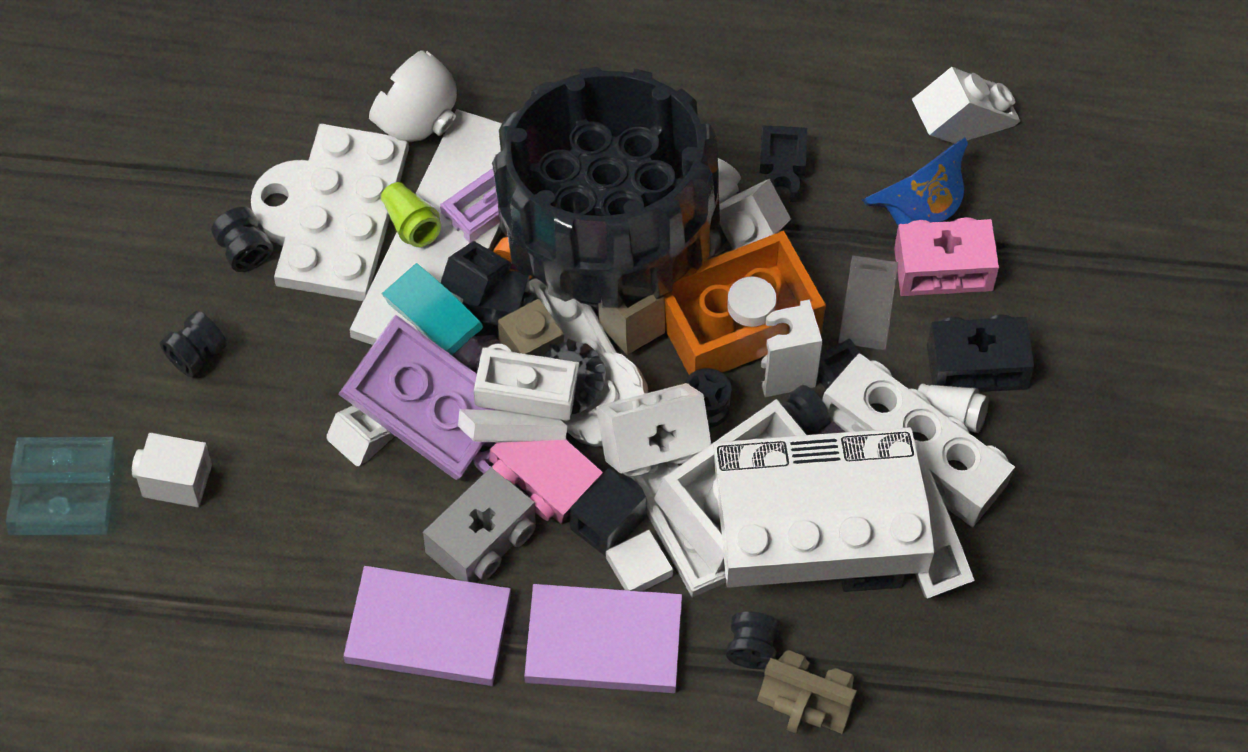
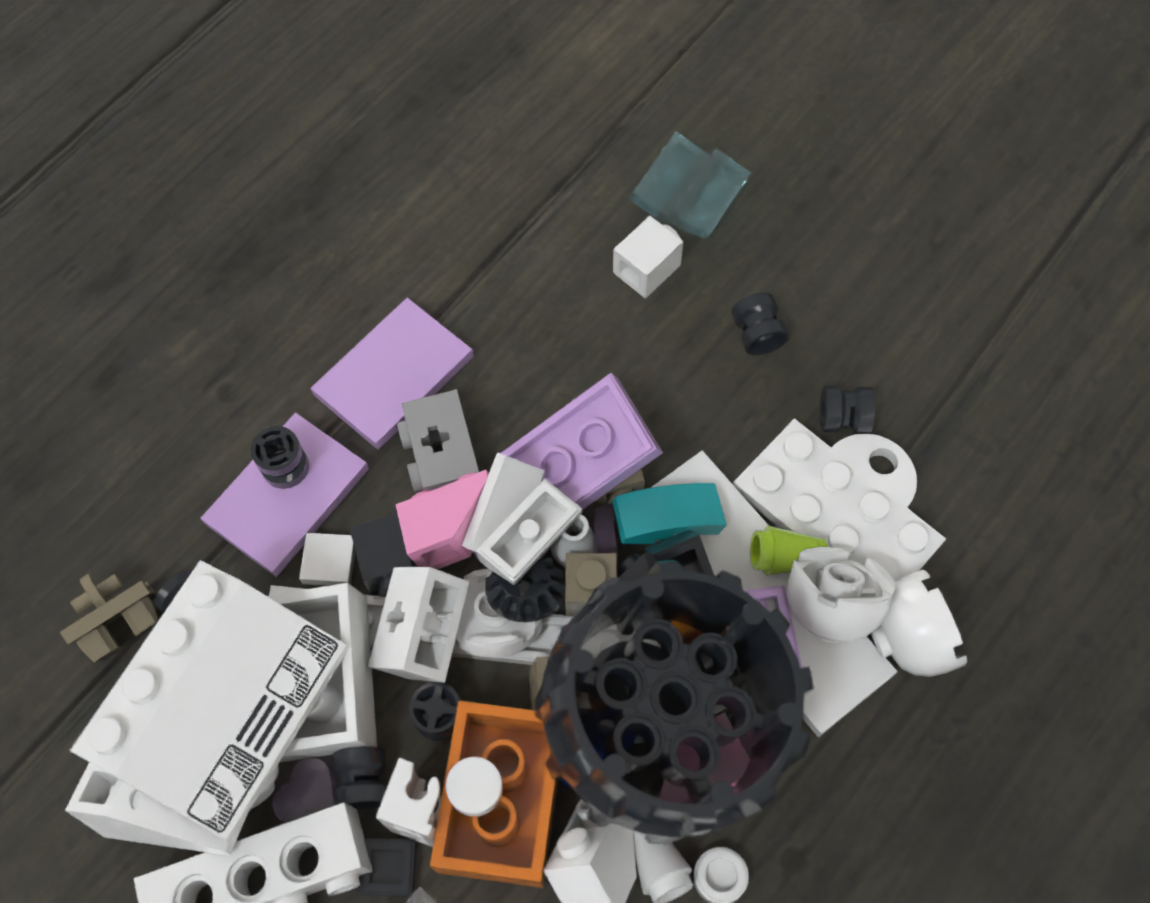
camera: 125 degrees right, 5 degrees up
(429, 150) = (838, 596): none -> white cylinder
(581, 650) = (282, 468): none -> black wheel

